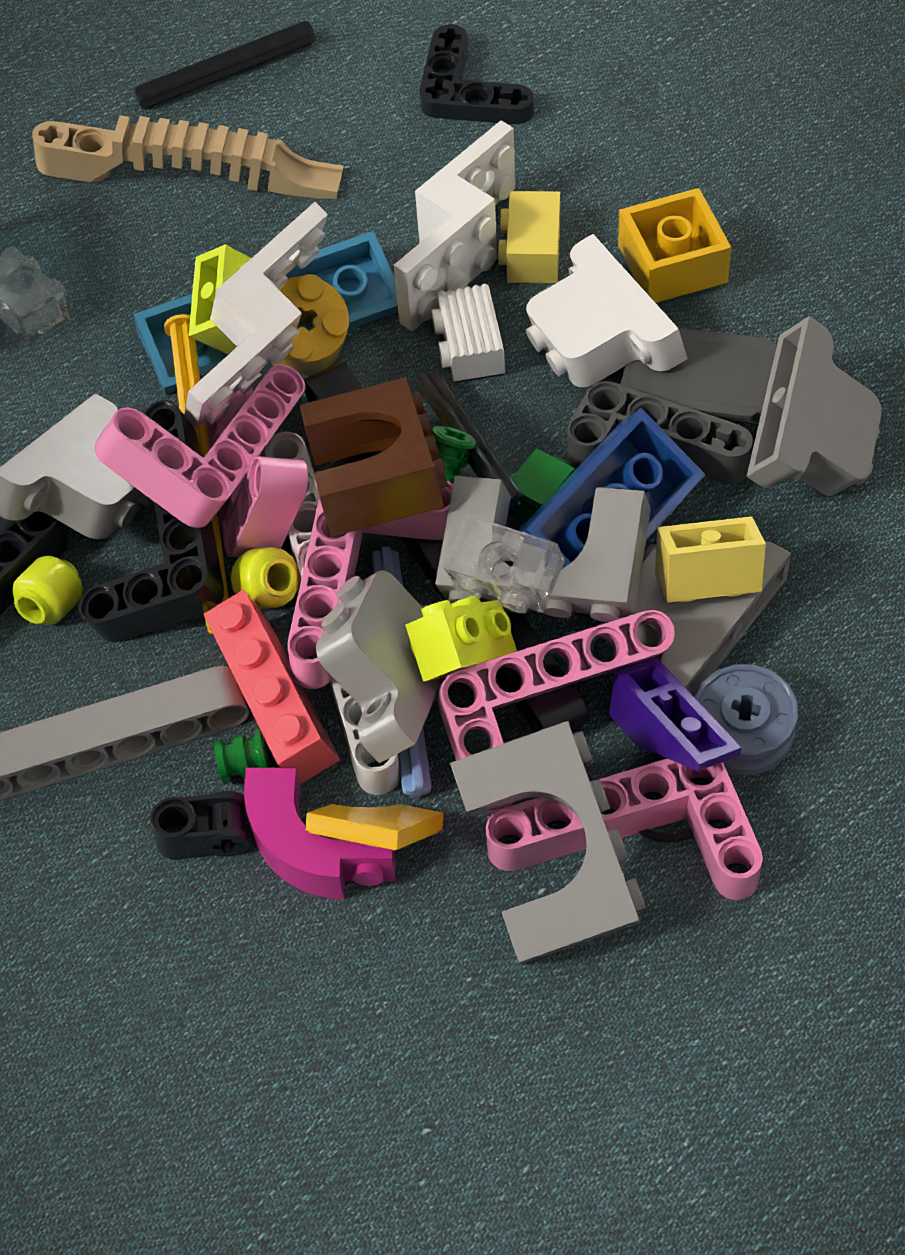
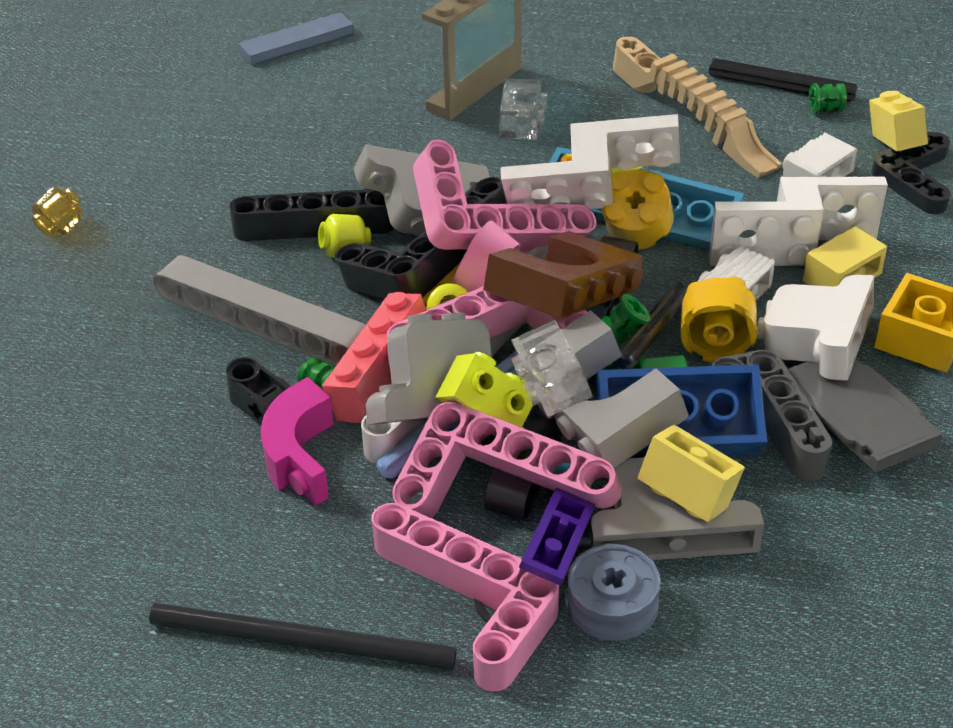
camera: 45 degrees right, 15 degrees down
(298, 57) = (827, 97): none -> green bush
(375, 826) = (330, 459): yellow tile -> none
(384, 144) = (821, 158): none -> white brick
(407, 41) = (898, 121): none -> light yellow brick
(518, 385) = (718, 318): none -> yellow brick
(553, 768) = (391, 589): light grey arch -> none
(553, 1006) = (303, 636): none -> black piece
(814, 417) = (883, 469): light grey brick -> none

